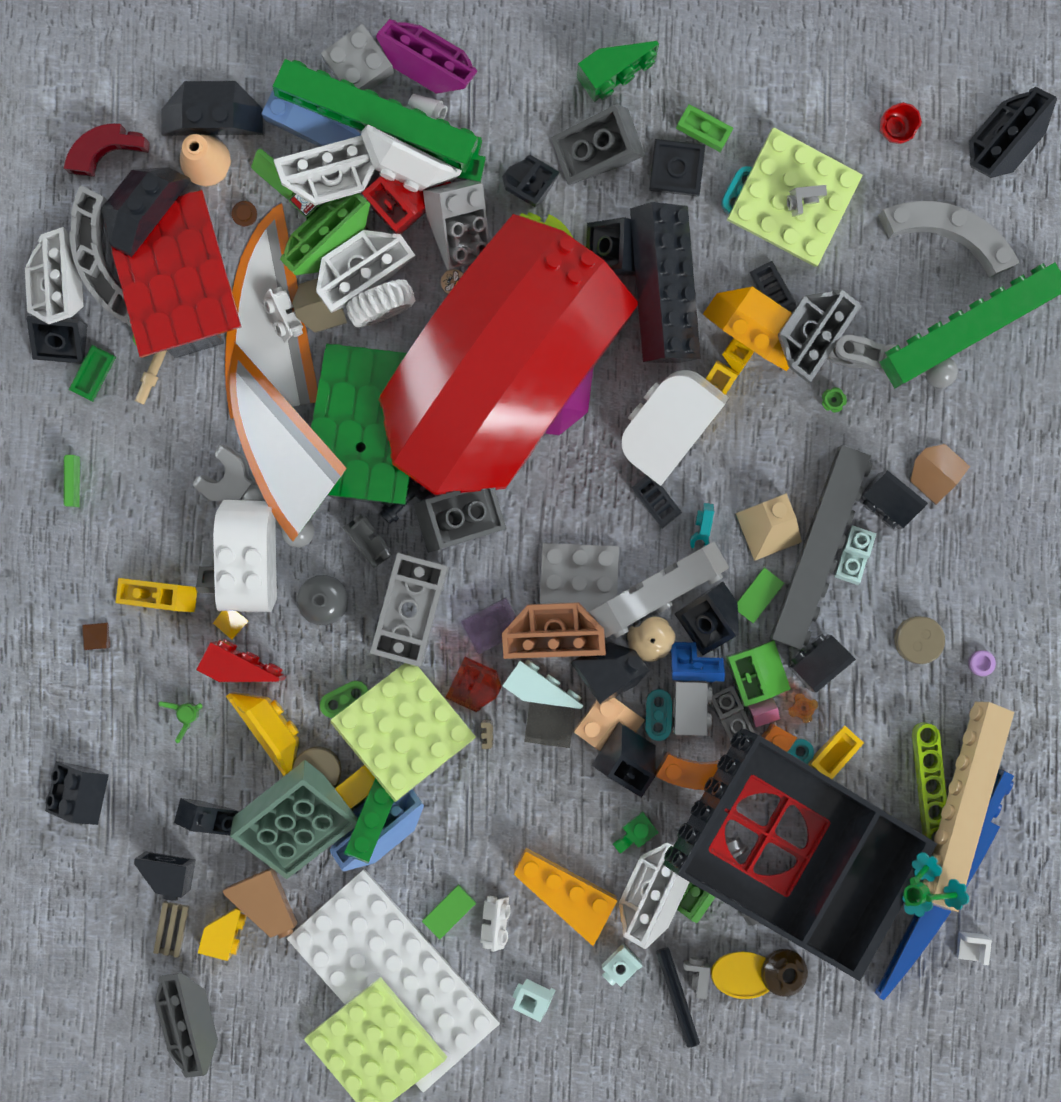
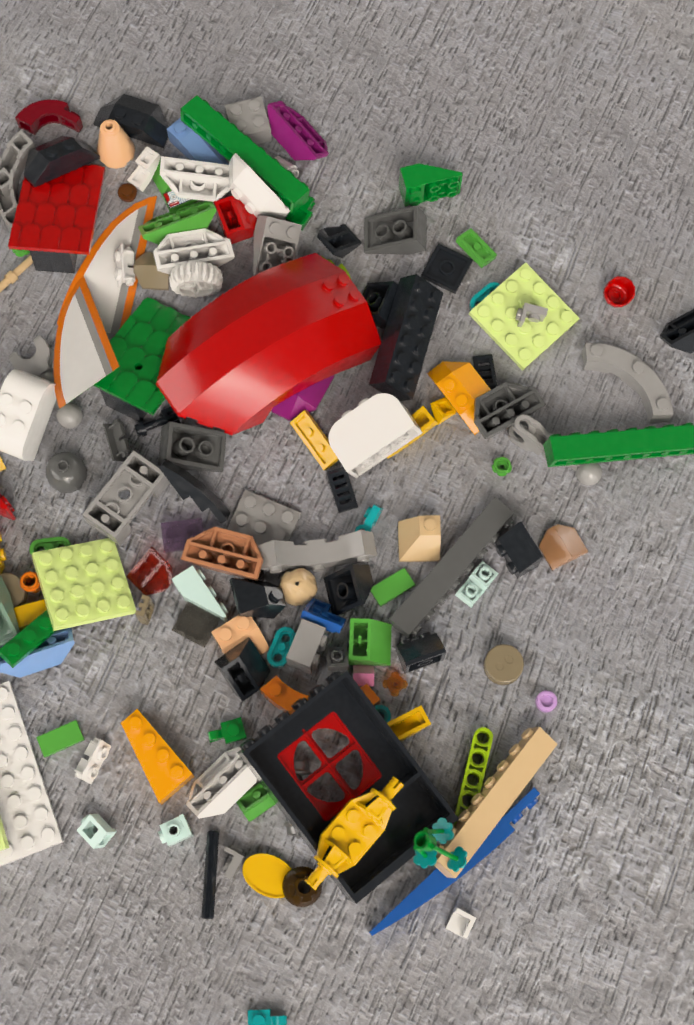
camera: 10 degrees right, 15 degrees down
(256, 176) = (147, 165): none -> white slope
(335, 755) = (27, 580): none -> orange cone
(479, 568) = (188, 485): none -> black slope
(600, 450) = (314, 439): none -> yellow plate
(830, 911) = (353, 832): none -> yellow plate

